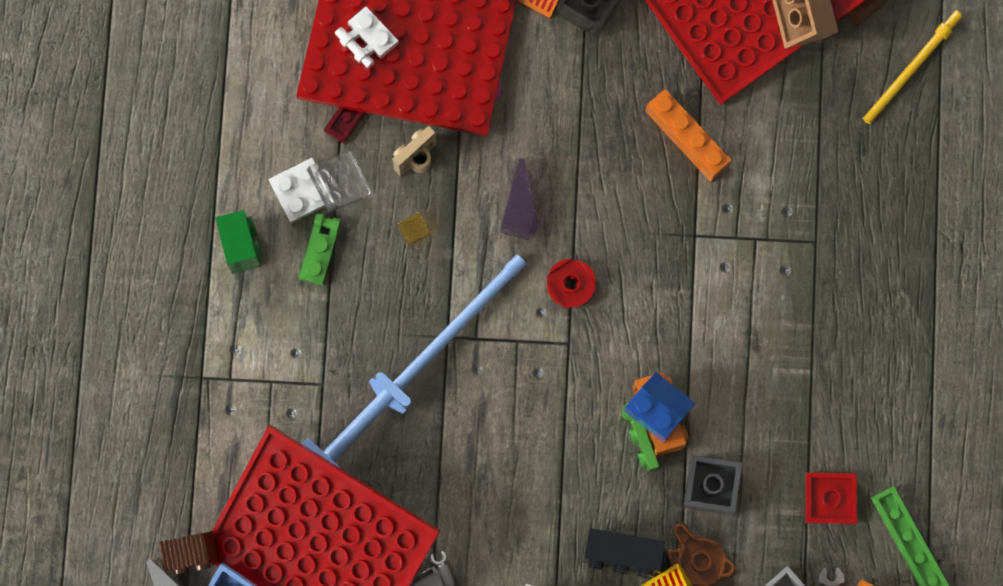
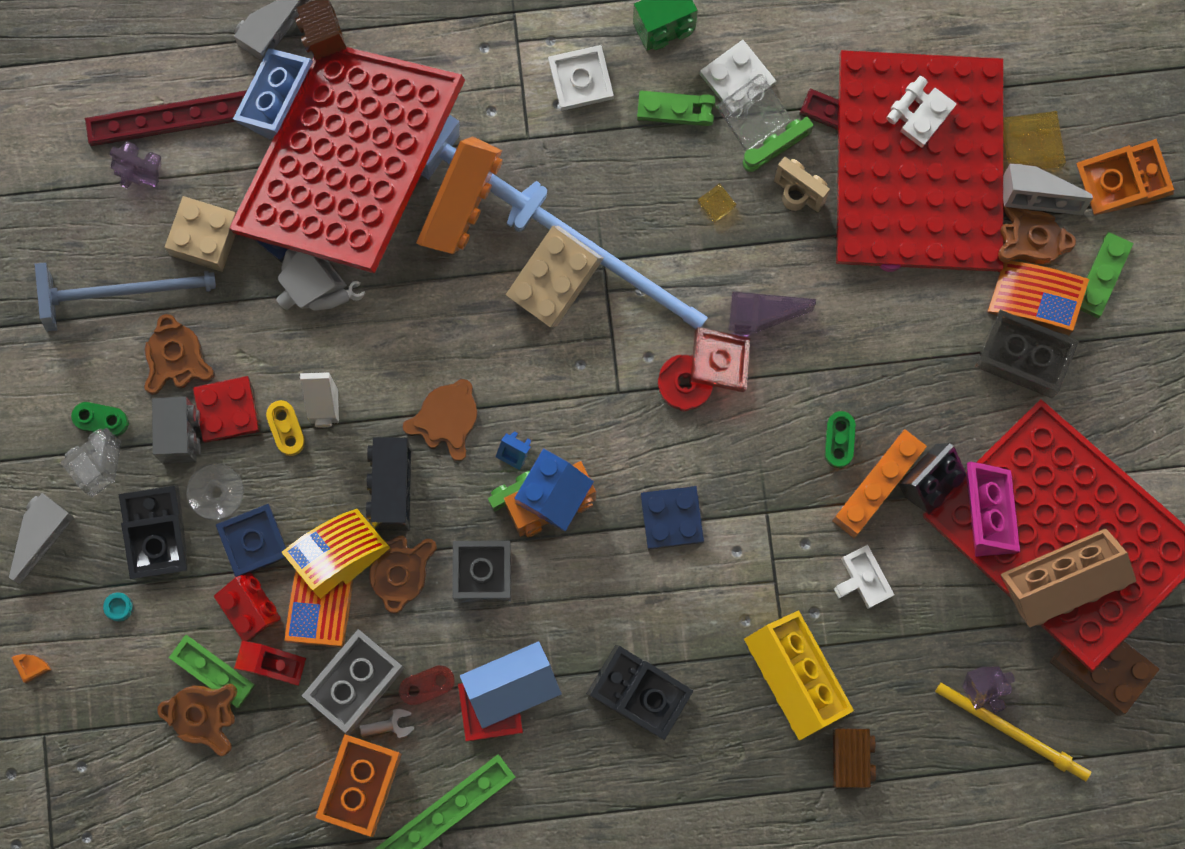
camera: 80 degrees right, 0 degrees up
(277, 327) = (581, 77): none -> white plate
(371, 167) = (776, 144): none -> bright green plate
(374, 447) = (460, 196): none -> orange slope
(460, 378) = (554, 276): none -> tan brick
(557, 249) = (720, 359): none -> clear red tile
(566, 497) = (446, 417): none -> dark orange tile
(608, 442) = (513, 450): none -> blue tile
(644, 159) = (840, 440): none -> green plate
(687, 316) = (672, 517): none -> dark blue plate
(691, 88) = (933, 477): none -> black slope
(729, 45) = (992, 510): none -> dark pink slope
(766, 162) = (865, 577): none -> white plate
(802, 550) = (427, 686): none -> clear red plate
(814, 476) = (510, 685): none -> medium blue slope
(835, 369) = (639, 692): none -> black slope
(841, 233) = (798, 674): none -> yellow slope
(872, 80) = (987, 685): none -> clear purple piece
(917, 201) = (852, 758): none -> reddish brown brick

